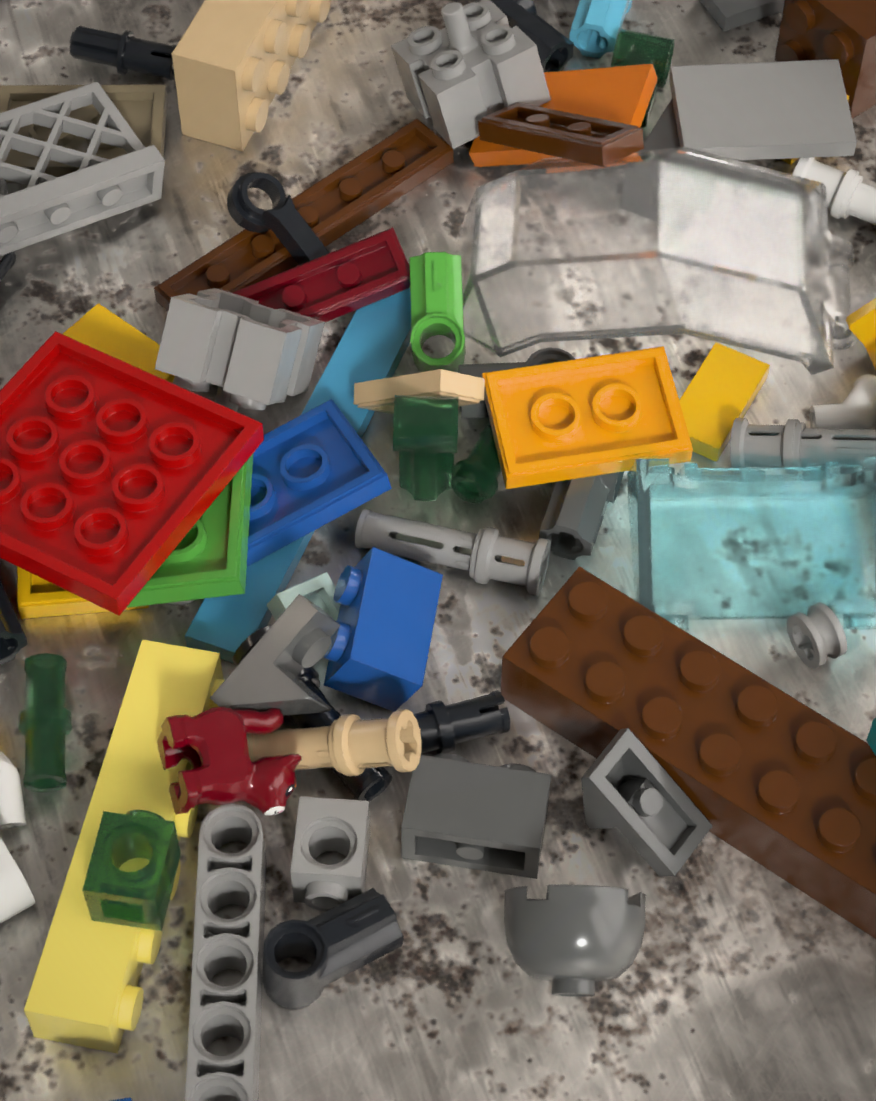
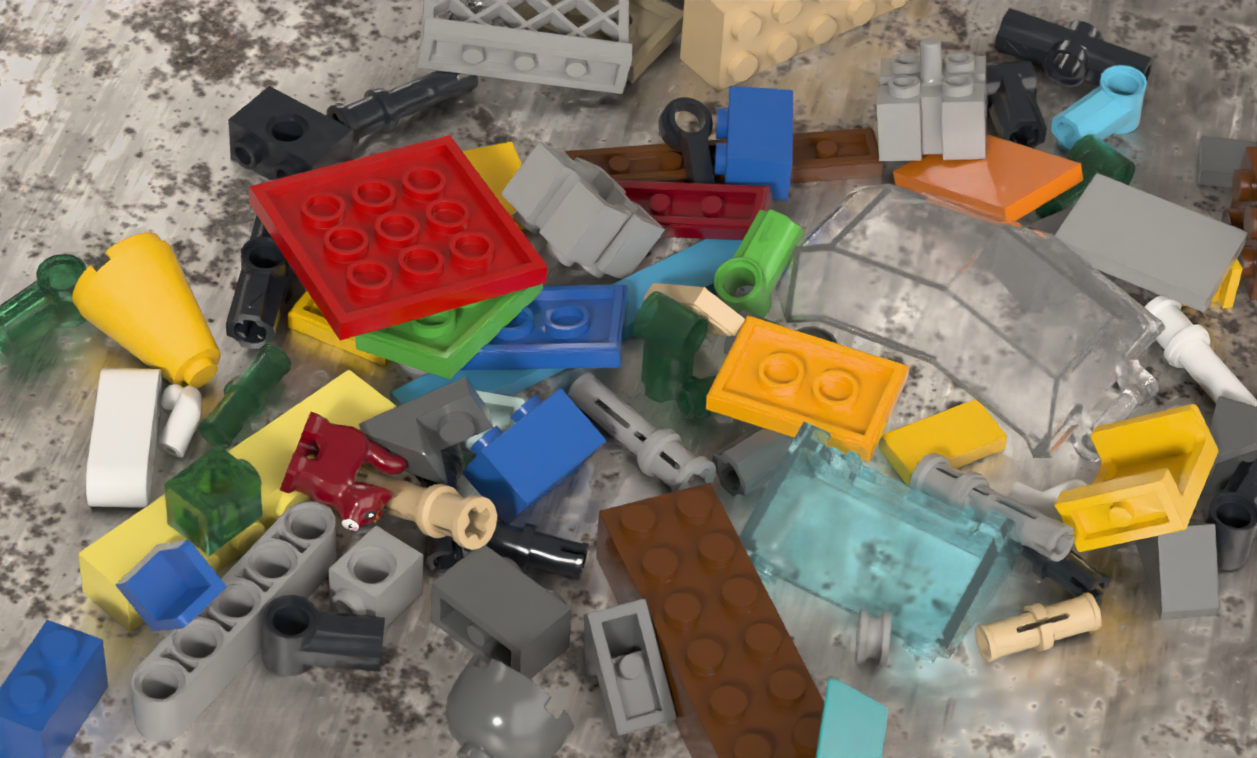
camera: 30 degrees right, 10 degrees down
(157, 992) = (171, 585): none -> blue panel
(340, 185) = (756, 138): none -> blue brick
(561, 134) = (955, 177): reddish brown tile -> none

